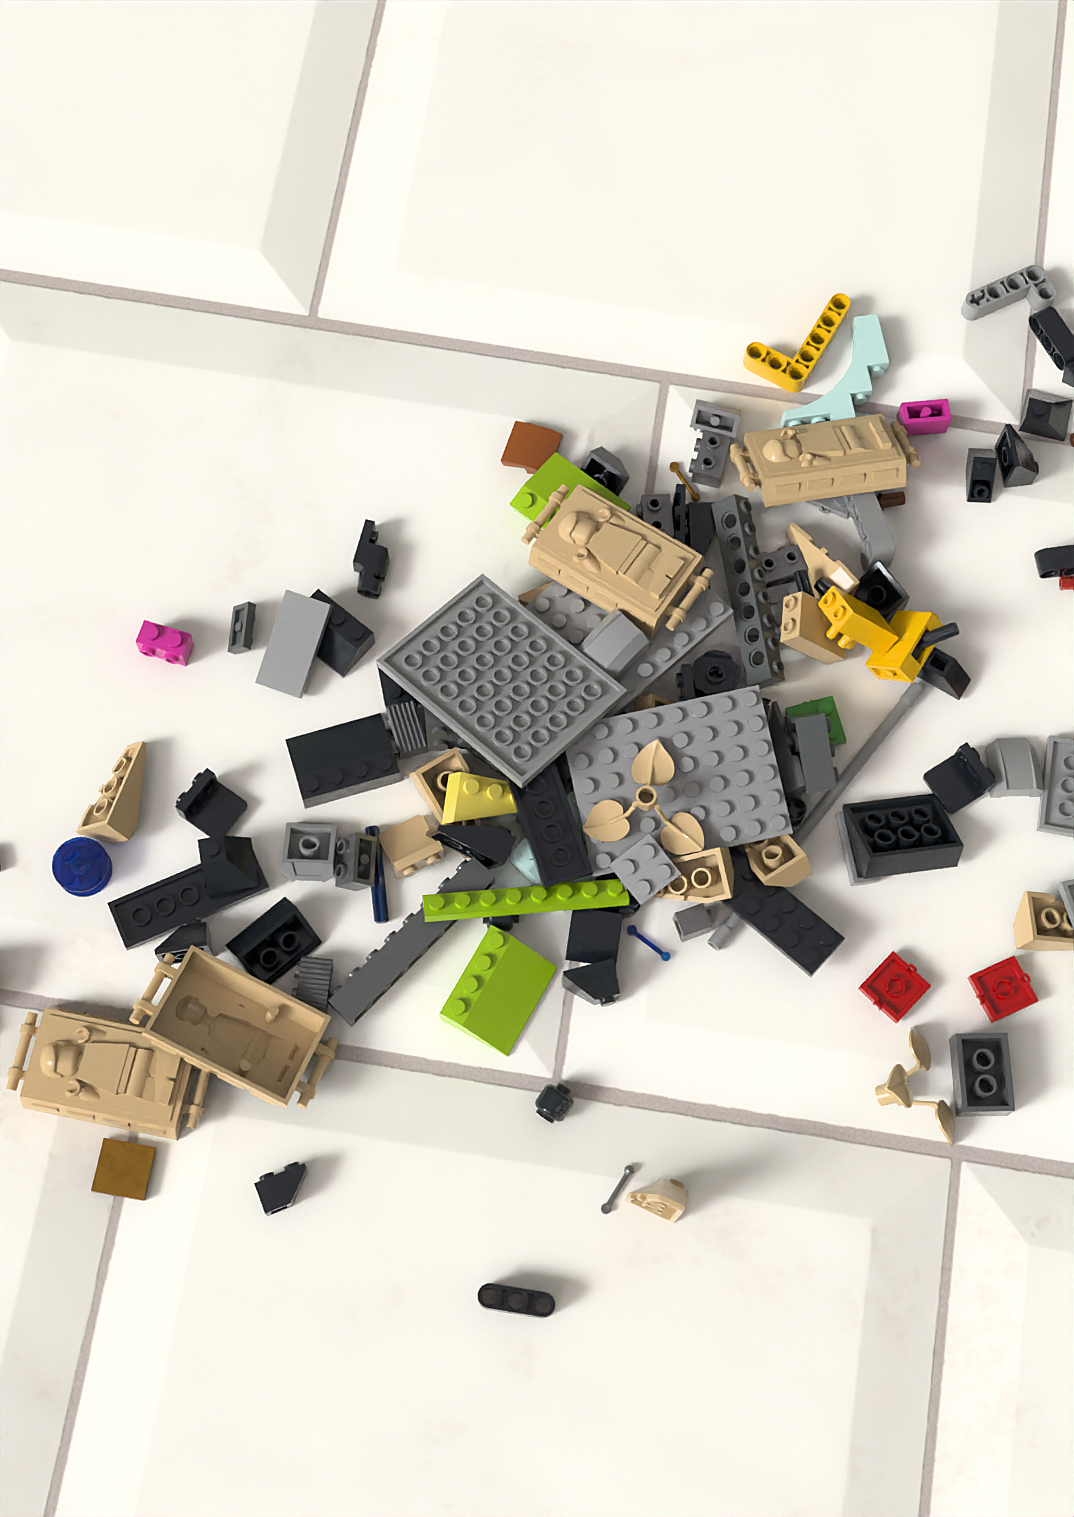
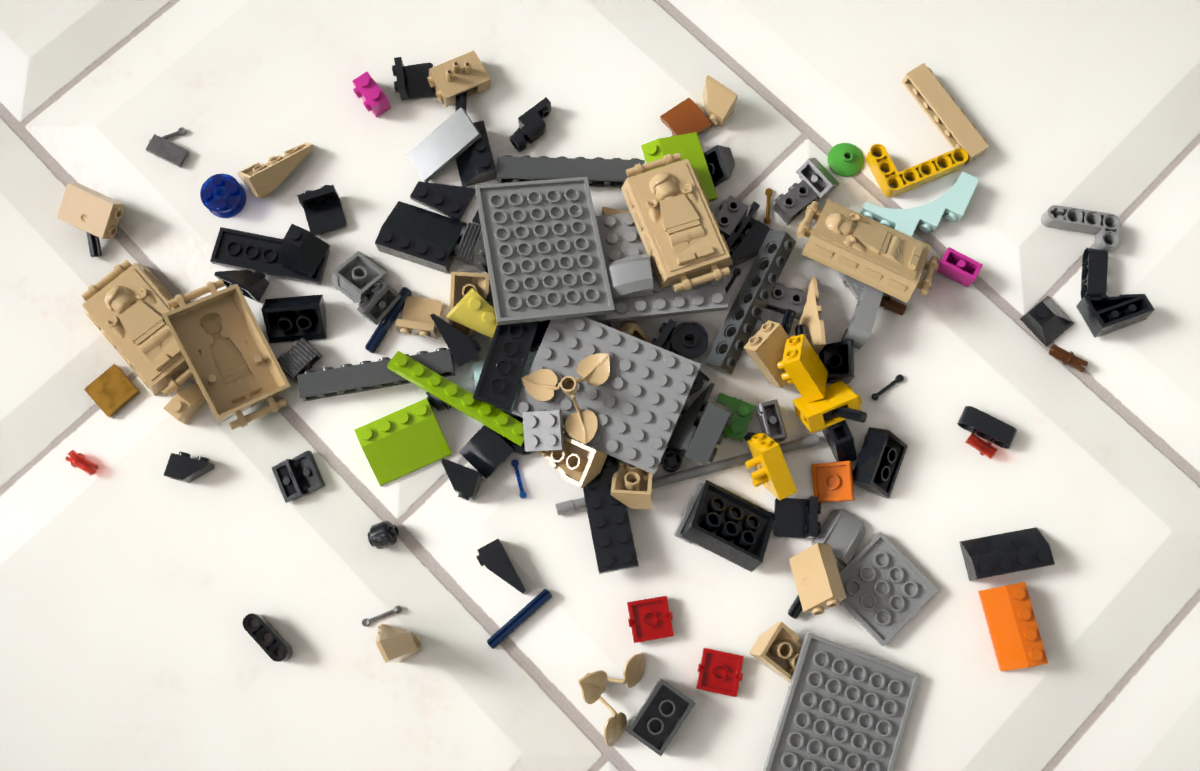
camera: 40 degrees right, 5 degrees up
(154, 1271) = (79, 460): none -> clear red pin
(200, 595) = (412, 80): none -> black bracket
(225, 1120) = (186, 403): none -> tan slope
(241, 628) = (427, 112): dark grey plate -> none
(253, 563) = (459, 80): none -> tan piece
(333, 704) = (443, 198): none -> black wing
(411, 1110) = (298, 476): none -> black slope
(424, 598) = (599, 171): none -> dark grey brick
(551, 405) = (718, 101): none -> tan slope
(693, 922) = (554, 486): flat silver brick -> none
(700, 1043) = (497, 561): none -> black slope
(722, 389) = (843, 166): none -> bright green dish
(762, 1085) = (519, 618): none -> dark blue axle
(788, 267) = (944, 112): none -> tan brick
(861, 700) = (771, 420): none -> flat silver brick
(897, 742) = (770, 464): none -> yellow piece
(949, 570) = (899, 378): none -> black hinge
(966, 718) = (833, 481): none -> orange tile
(980, 474) = (968, 330): black slope -> none
(994, 667) = (879, 462): none -> black slope
(1015, 459) = (1000, 336): black slope -> none
(1029, 827) = (816, 581): none -> tan piece

